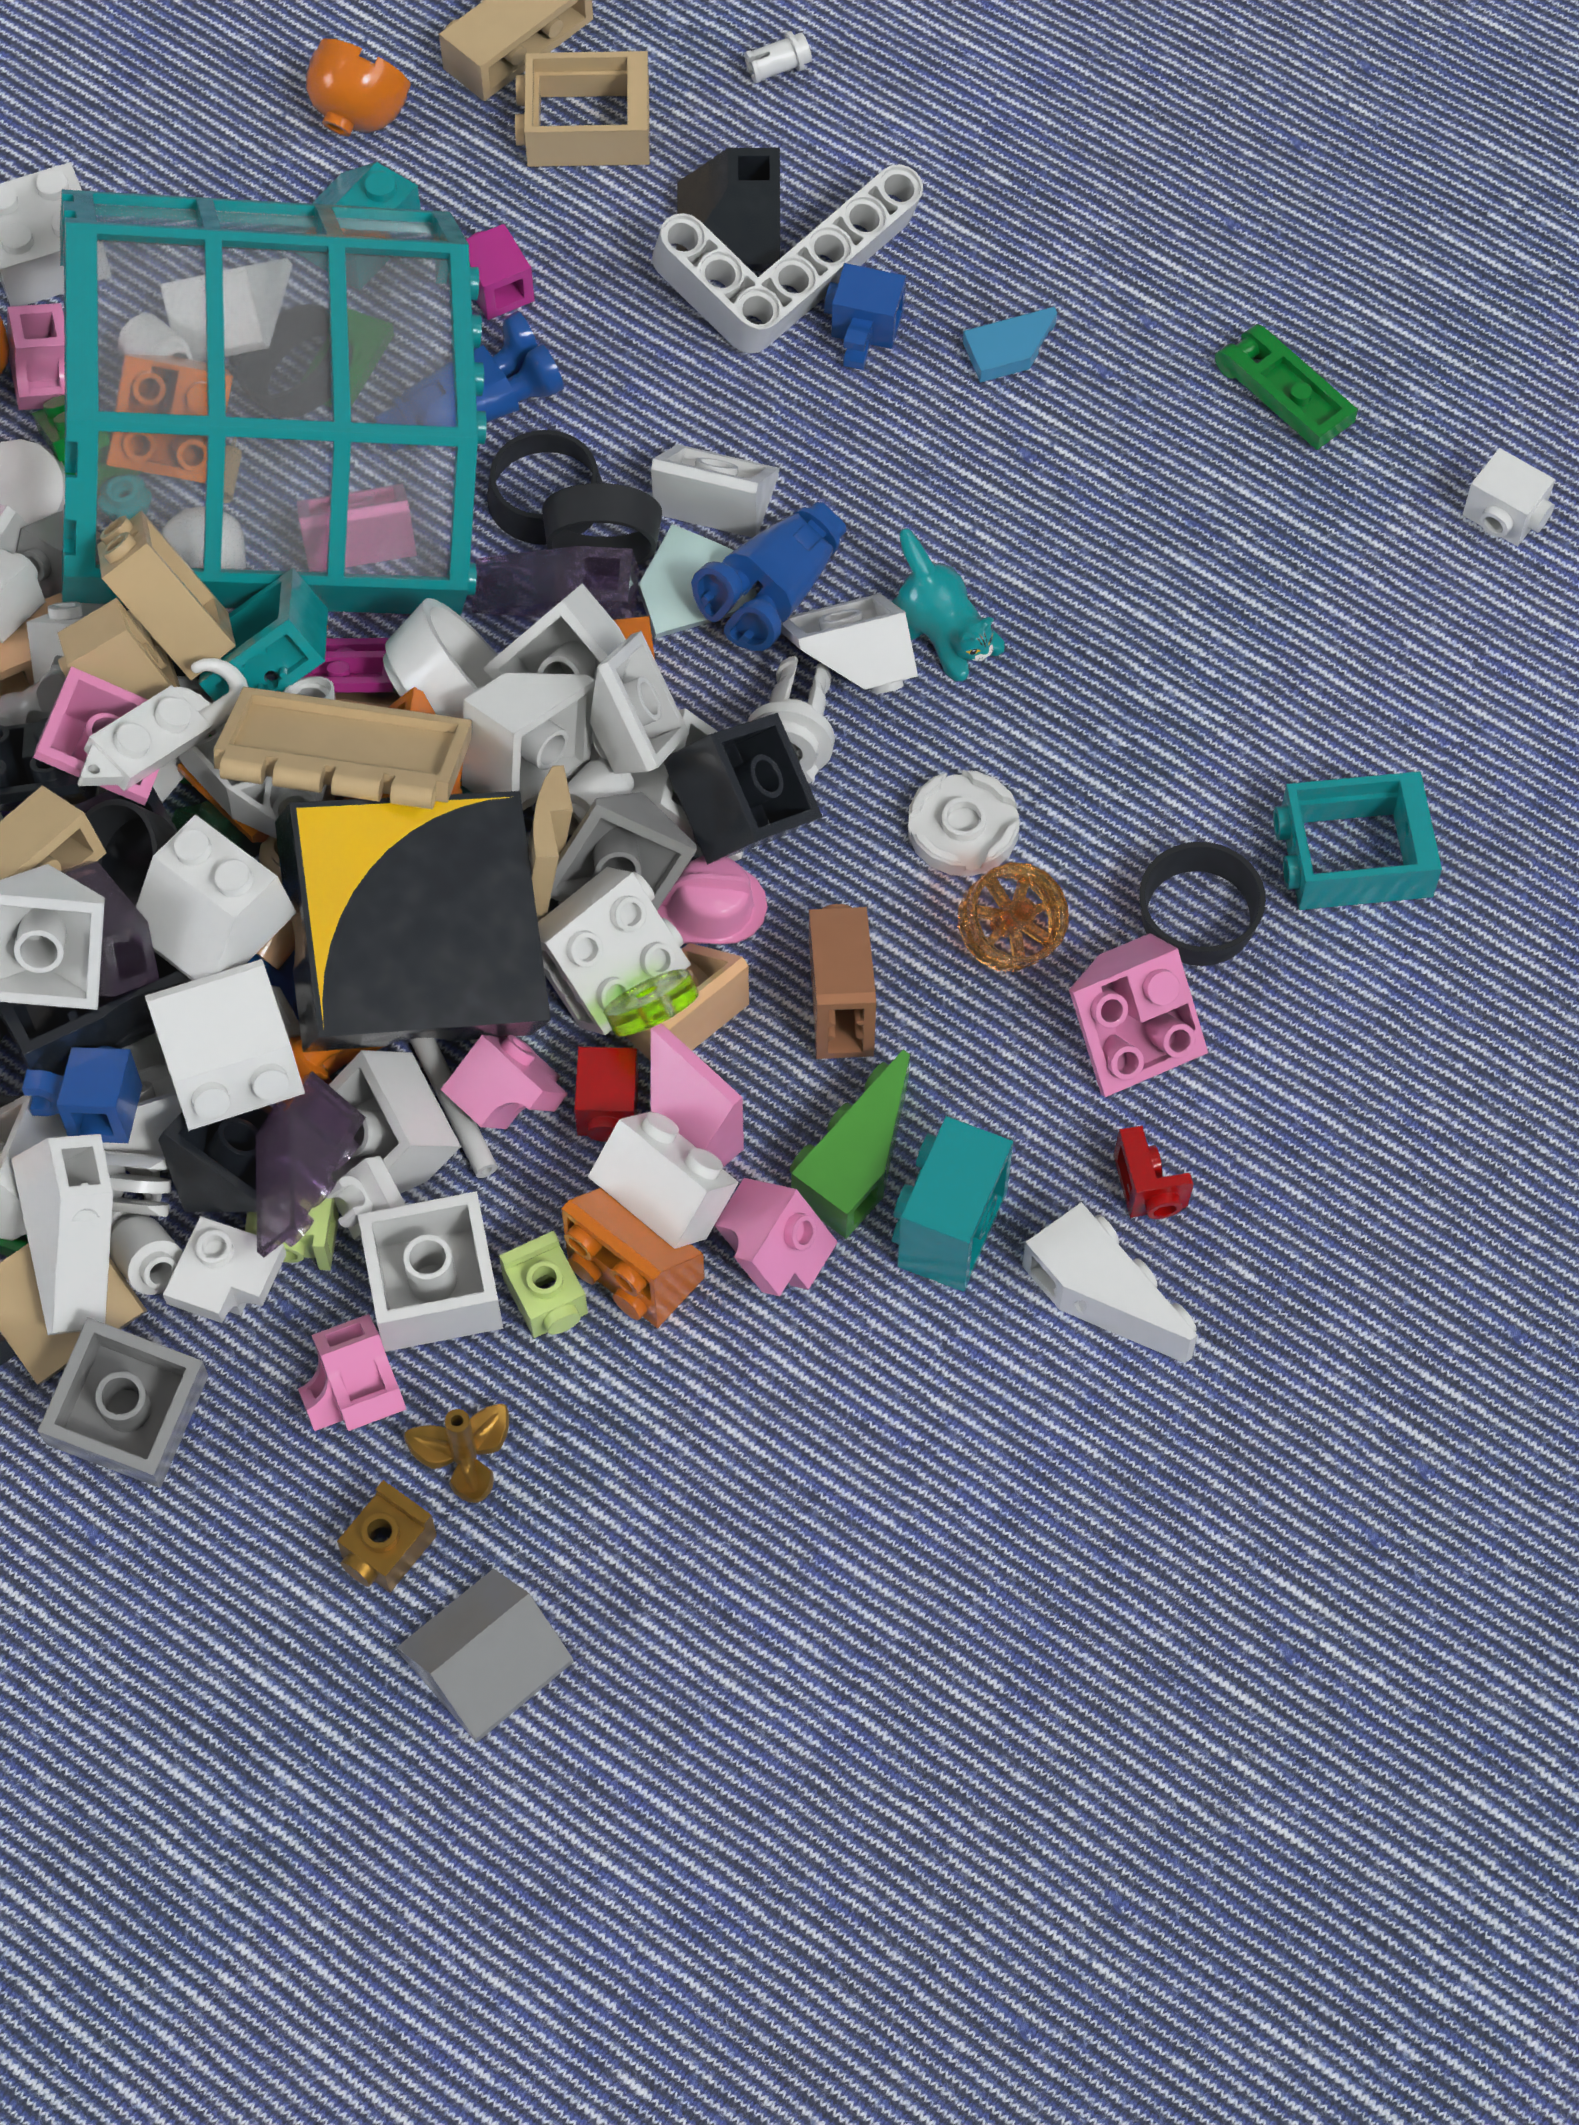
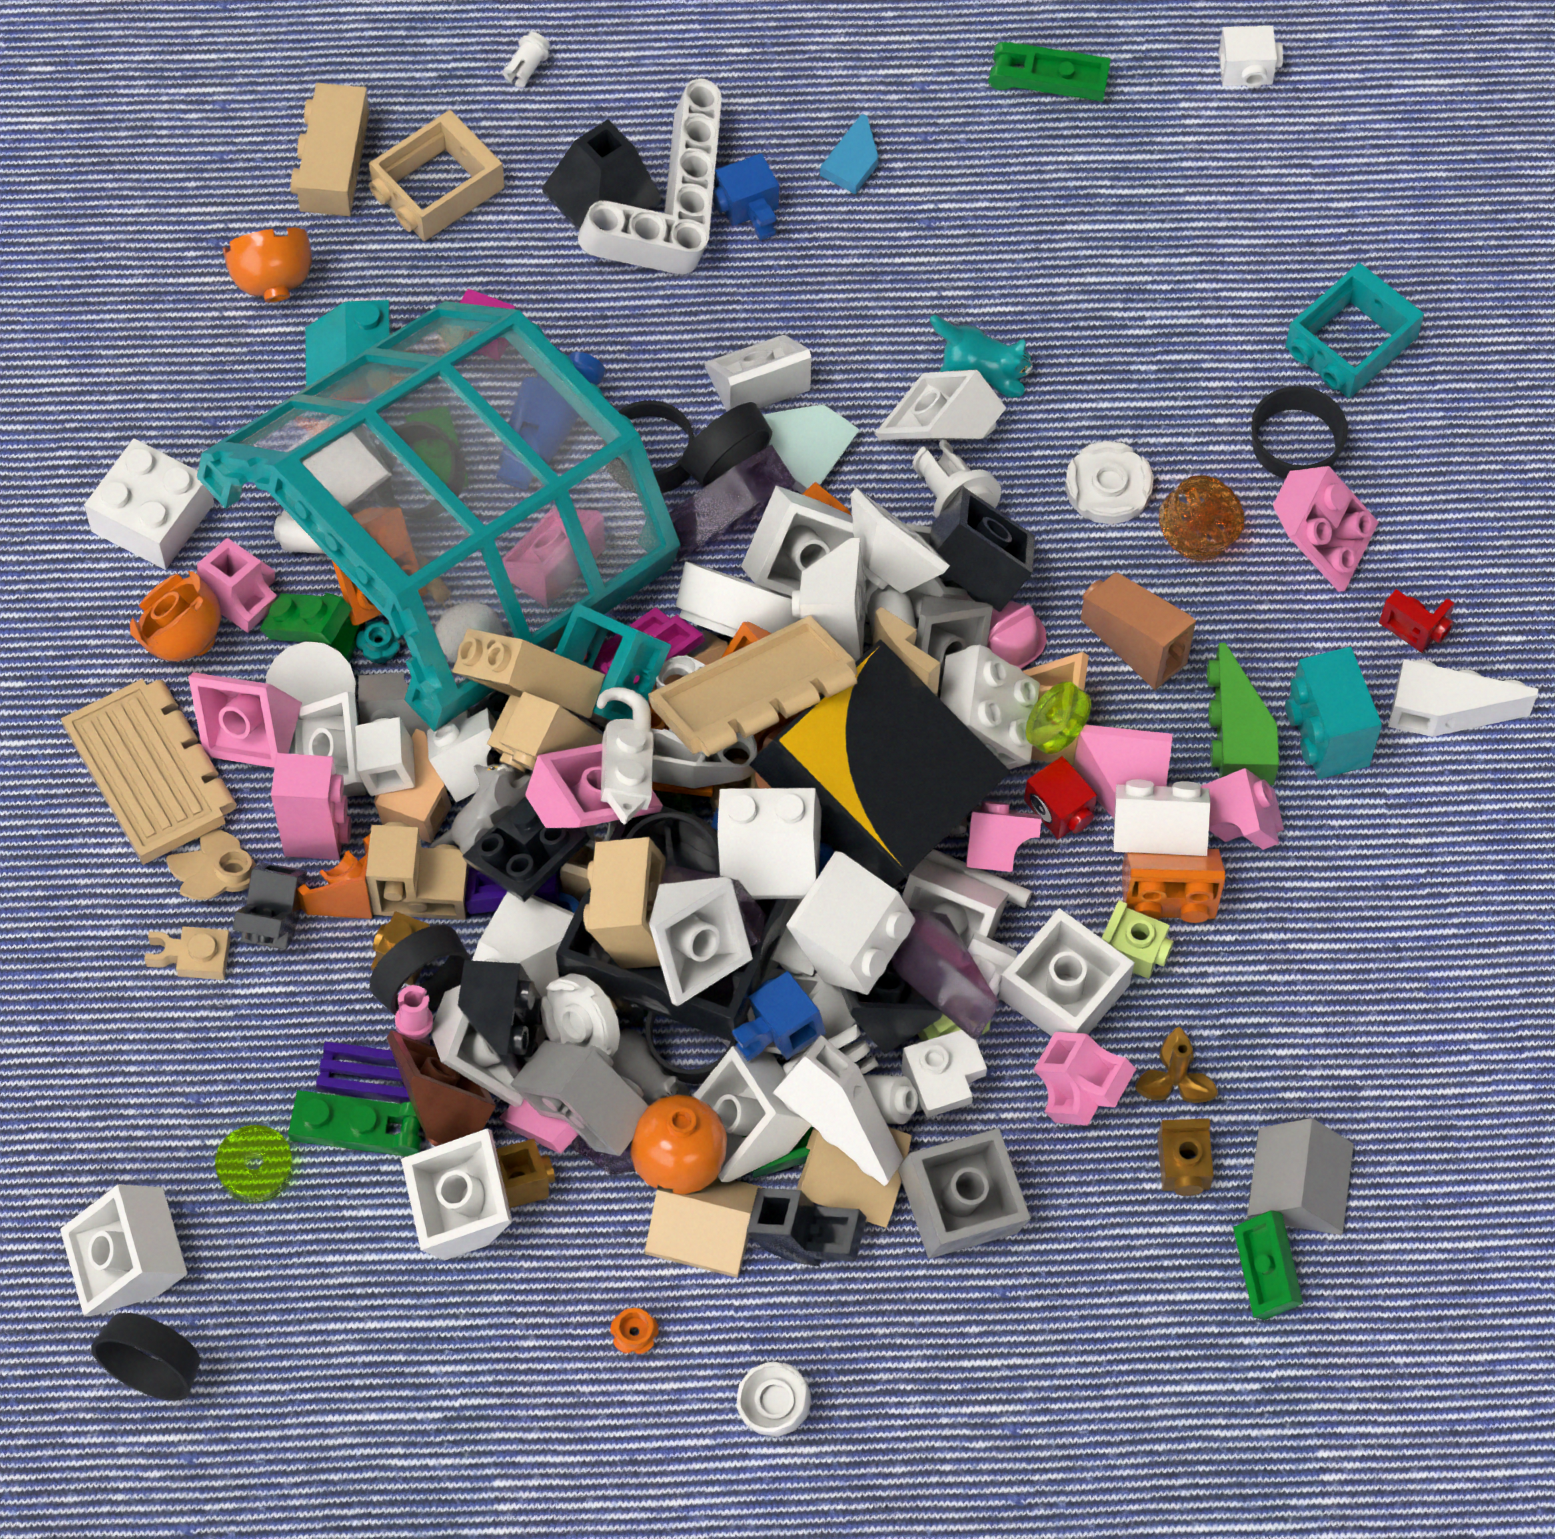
camera: 40 degrees left, 0 degrees up
(360, 1711) = (1268, 1265): none -> green plate
(781, 562) = (858, 408): blue piece -> none

